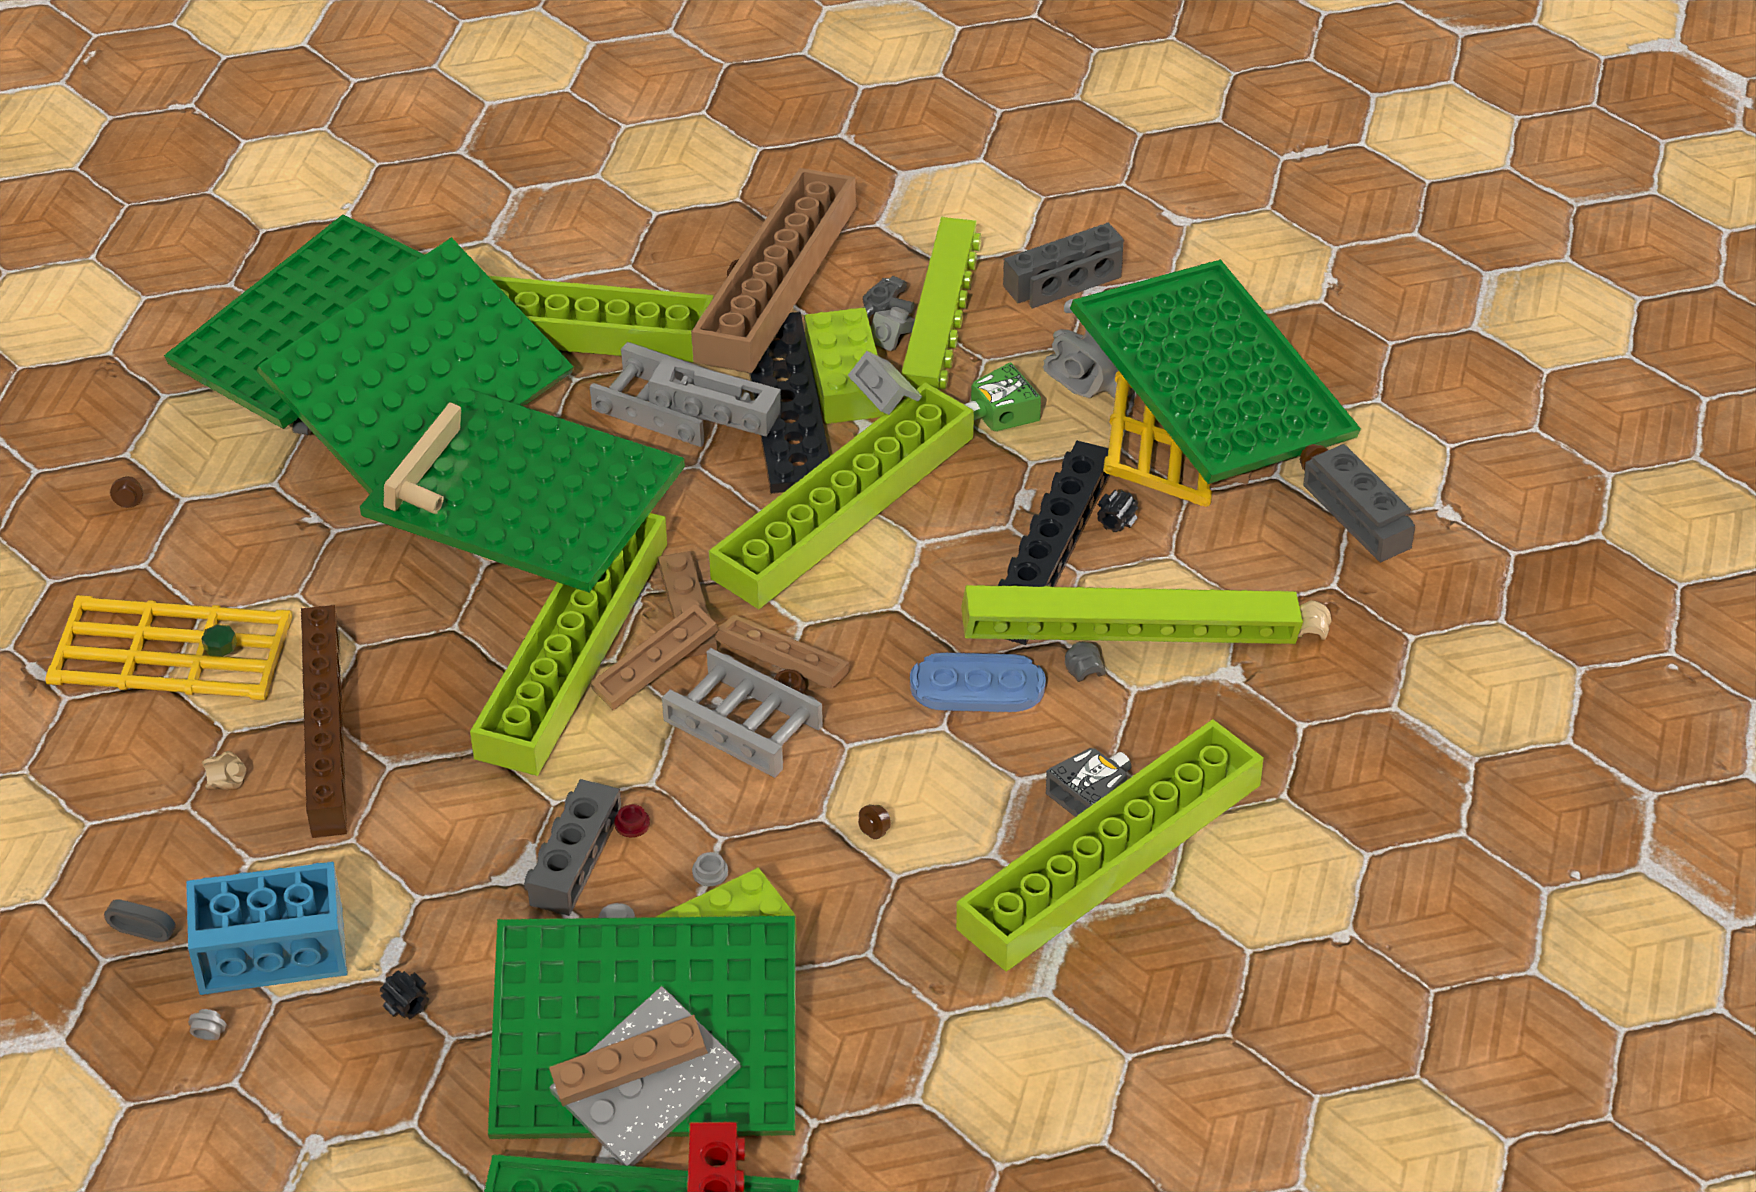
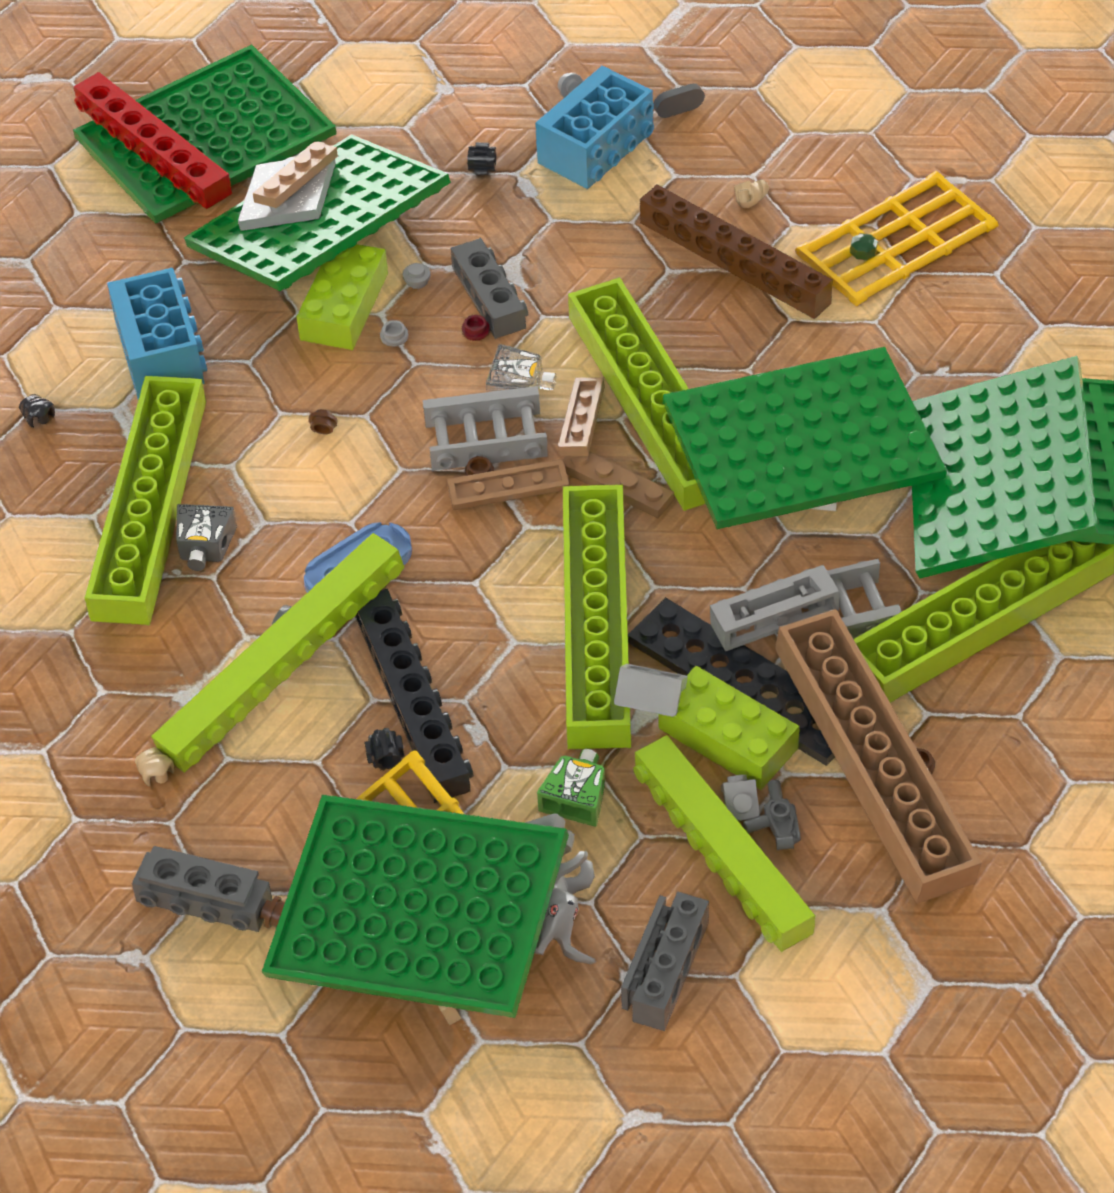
camera: 140 degrees right, 5 degrees up
(126, 492) = (1073, 292): reddish brown plate -> none
(403, 482) = (862, 353): tan piece -> none
(659, 740) = (517, 369): none -> clear torso
(942, 1006) = (156, 327): none -> dark azure brick
(1130, 1029) = (37, 407): none -> black arm

